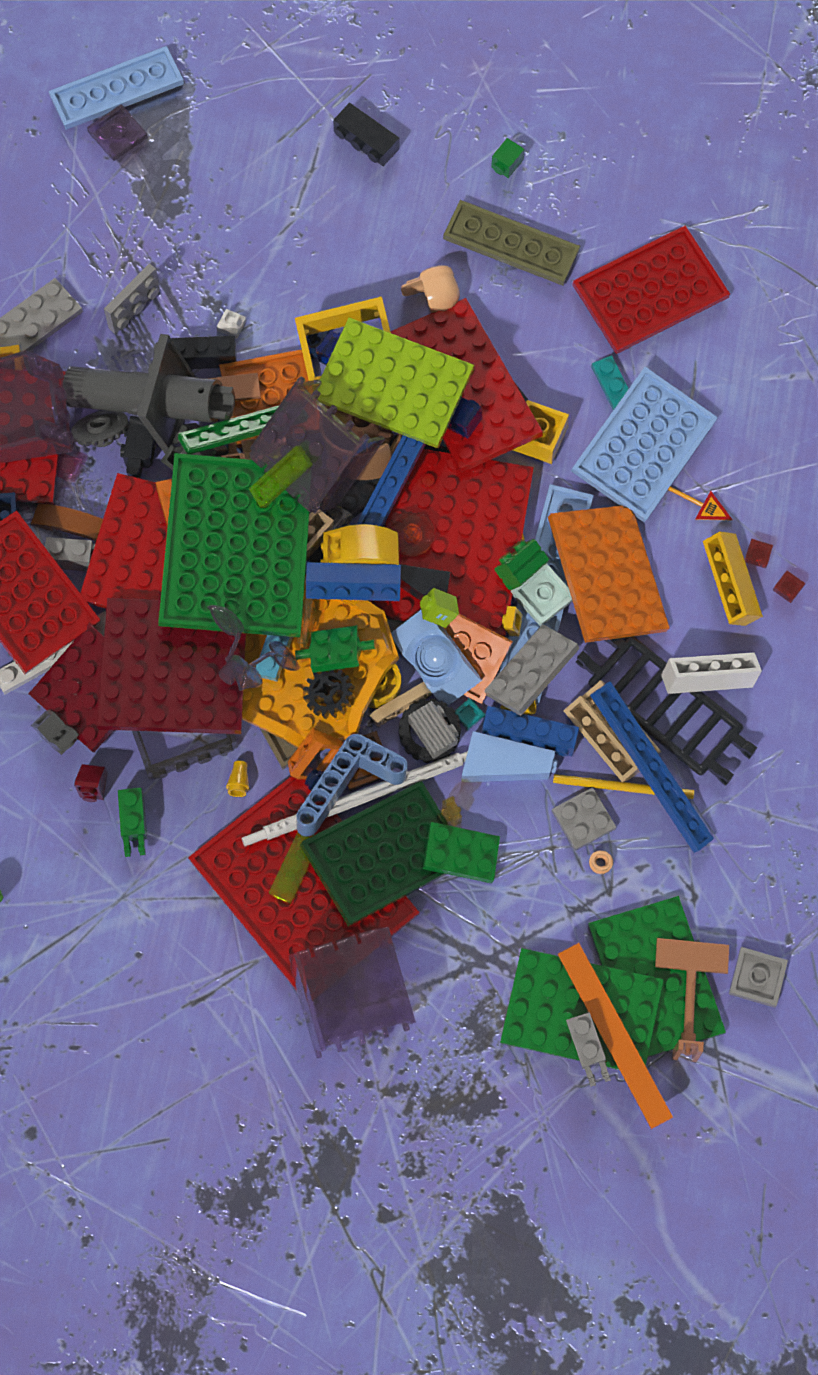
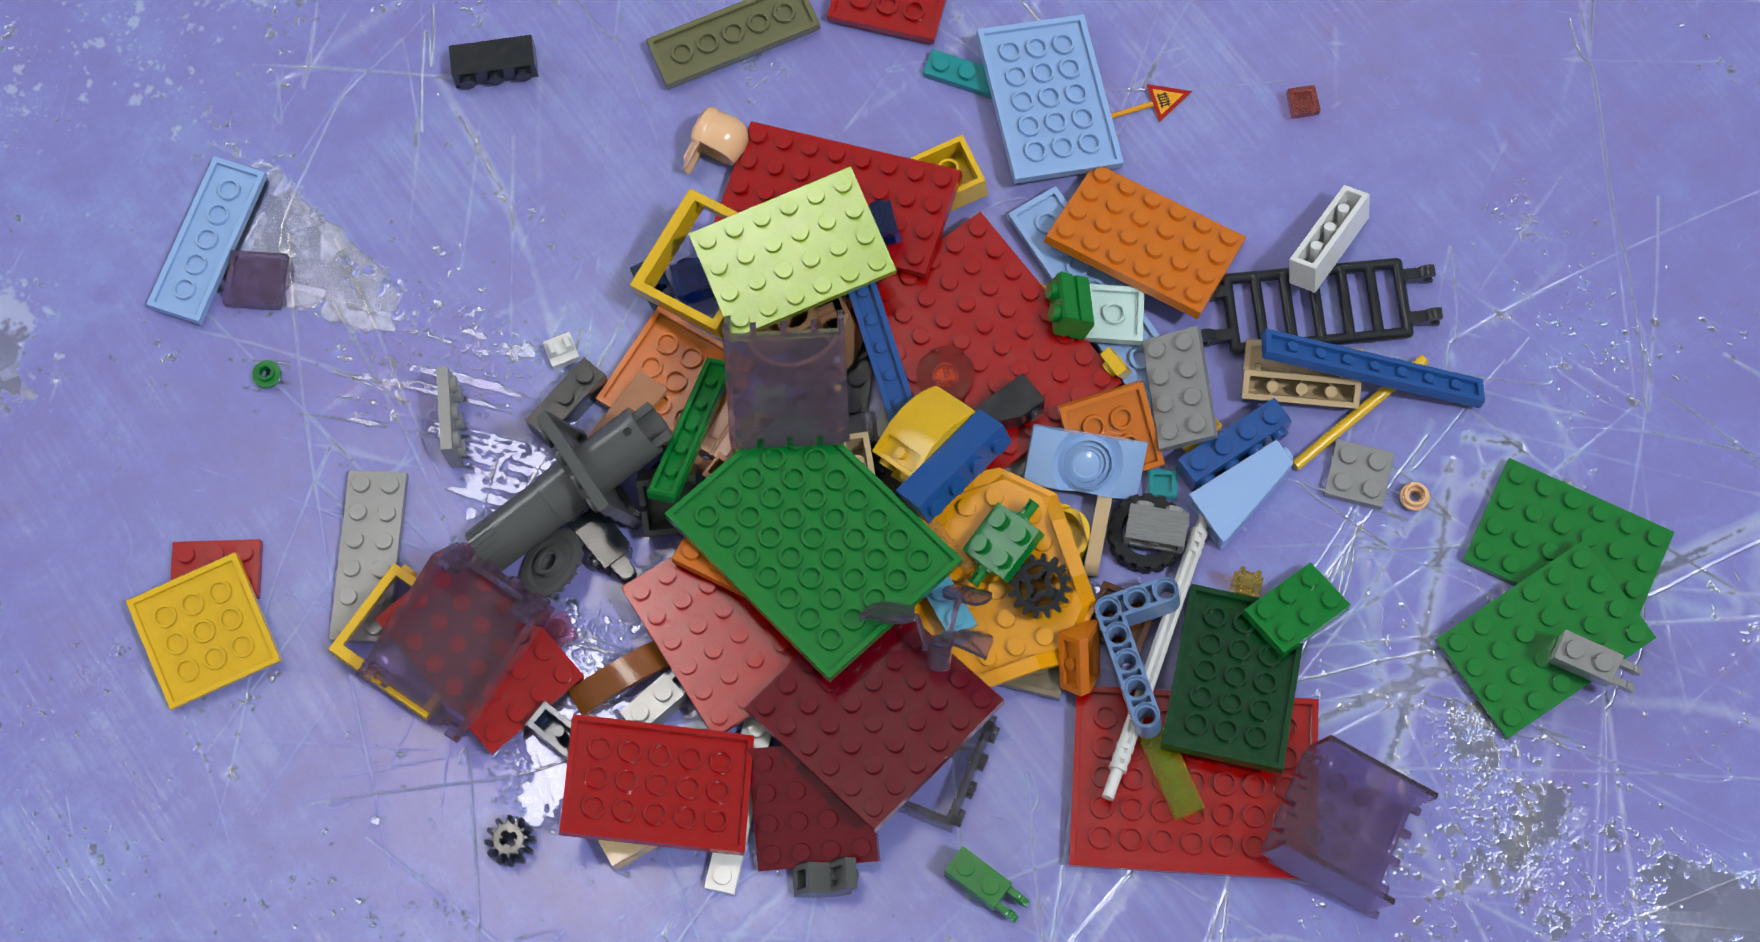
camera: 40 degrees left, 0 degrees up
(69, 192) = (269, 381): none -> green plate
(91, 782) = (909, 889): dark red slope -> none
(238, 781) = (1034, 750): yellow cone -> none
(280, 476) = (792, 436): clear neon green plate -> none
(313, 778) = (1105, 677): clear blue plate -> none
(439, 607) = (1050, 413): lime brick -> none
(615, 1036) = (1601, 629): orange tile -> none
(692, 958) = (1582, 497): nougat piece -> none
(732, 578) = (1252, 140): yellow brick -> none
(758, 553) = (1246, 98): clear red plate -> none
(758, 977) = (1647, 458): light grey plate -> none

